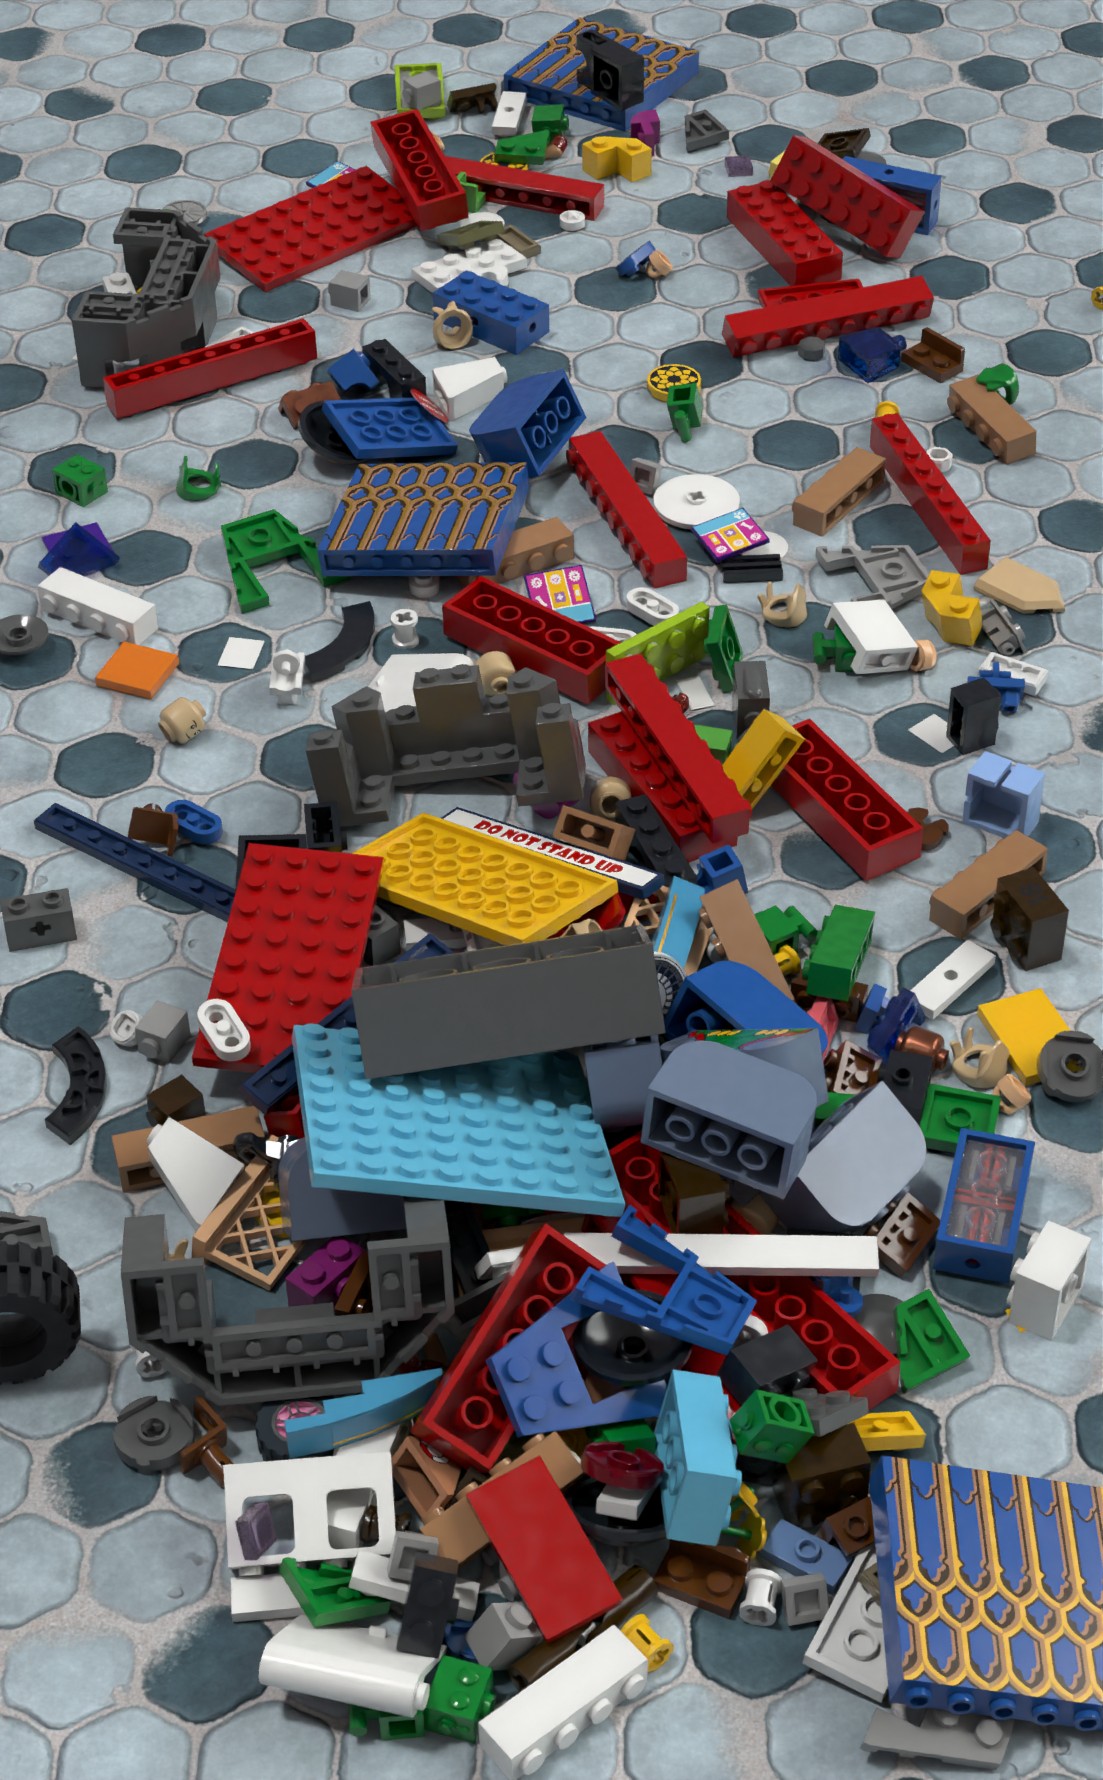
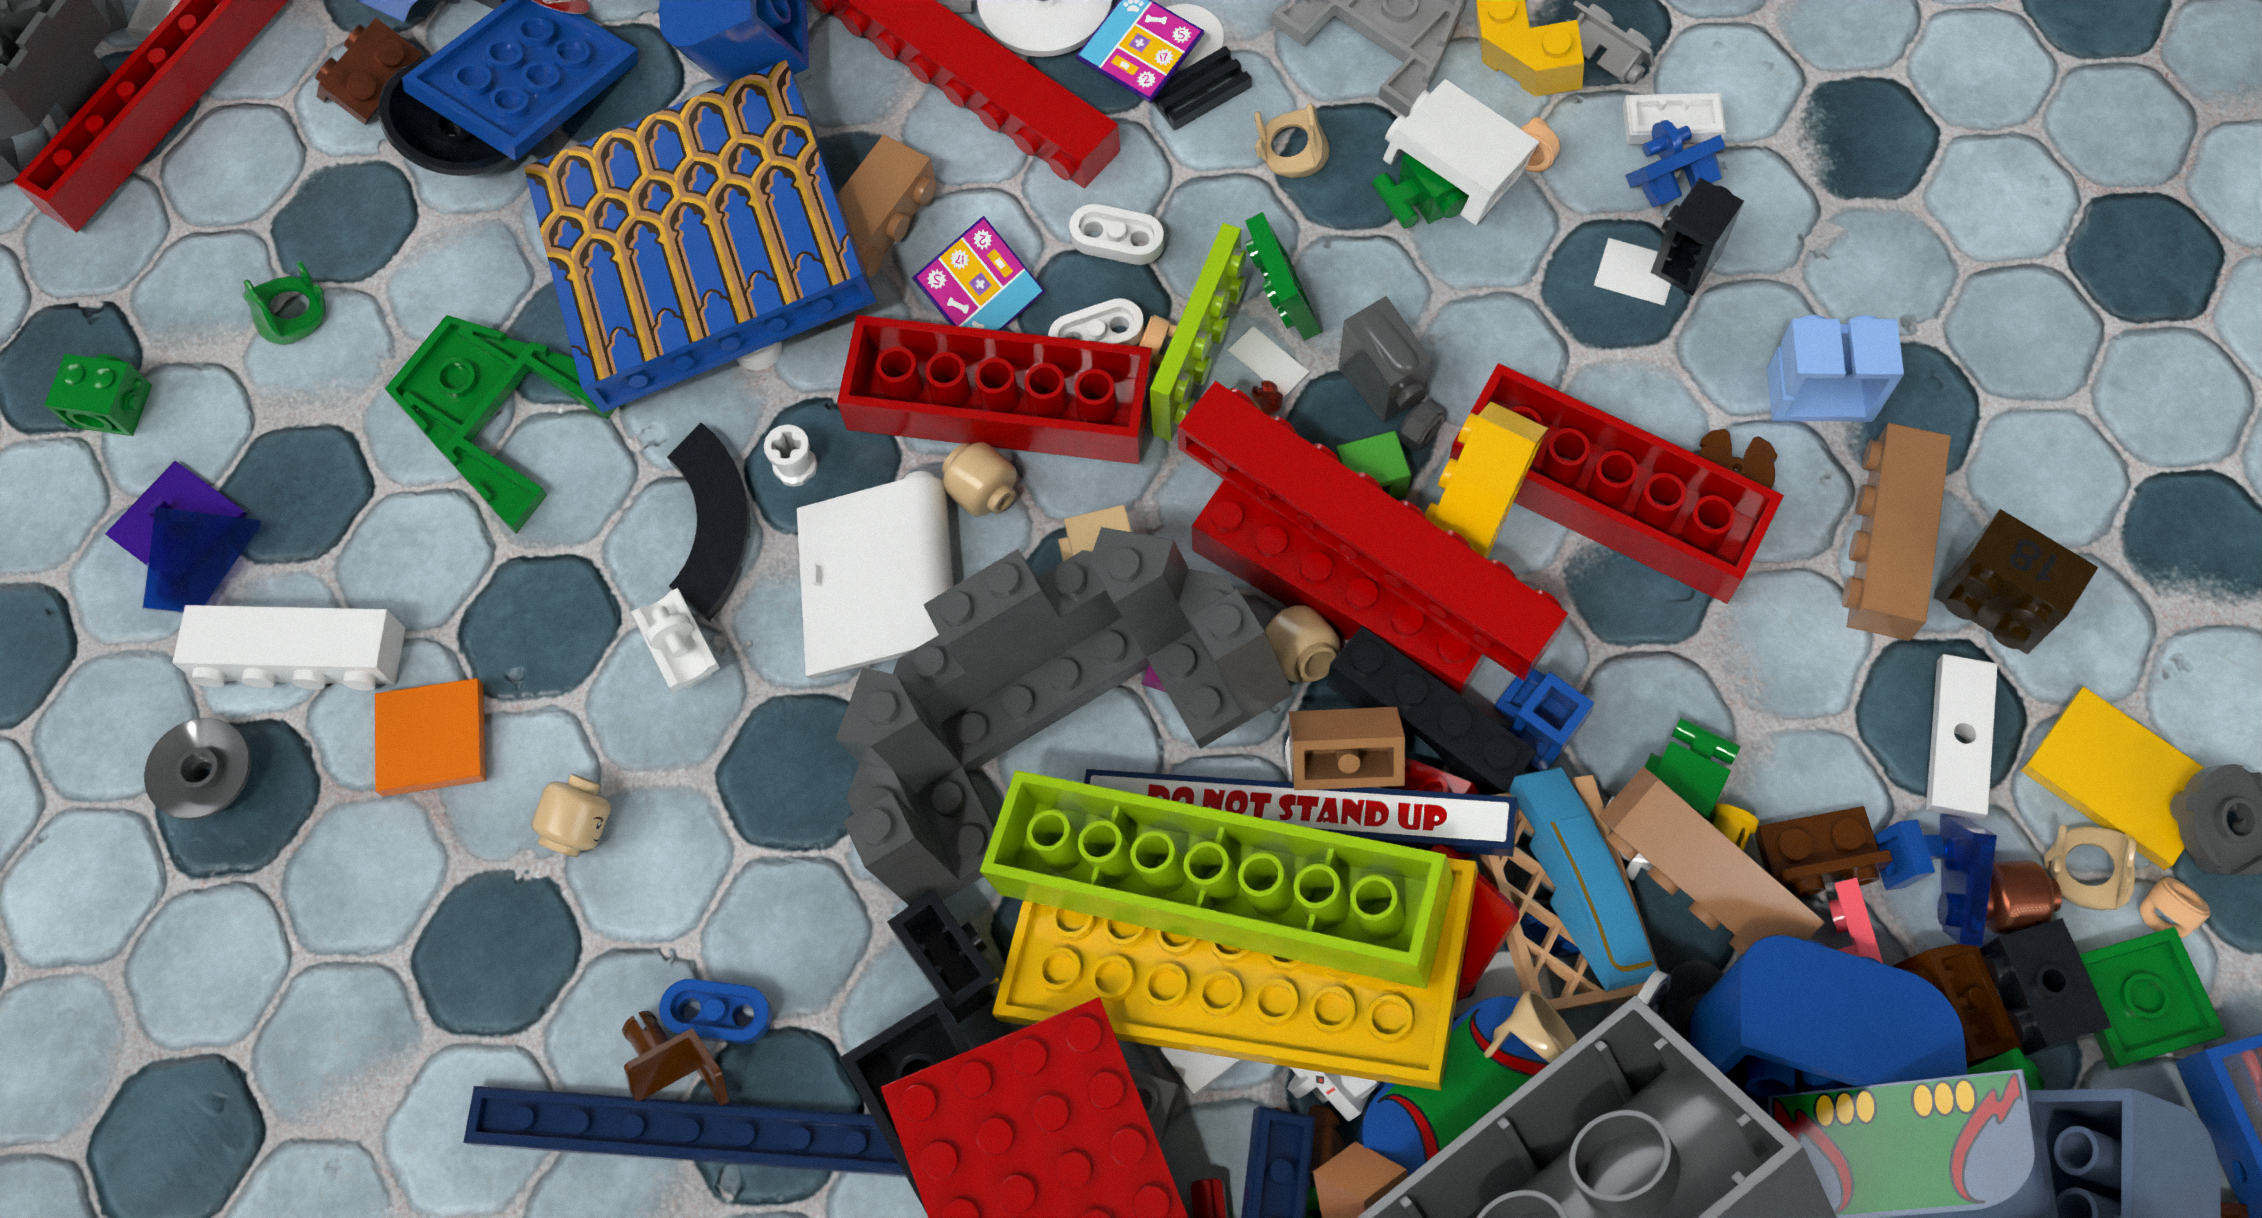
camera: 25 degrees left, 25 degrees up
(241, 653) = (565, 615): white sticker -> none
(482, 838) = (1222, 877): none -> lime brick
(838, 952) = (1819, 790): green brick -> none

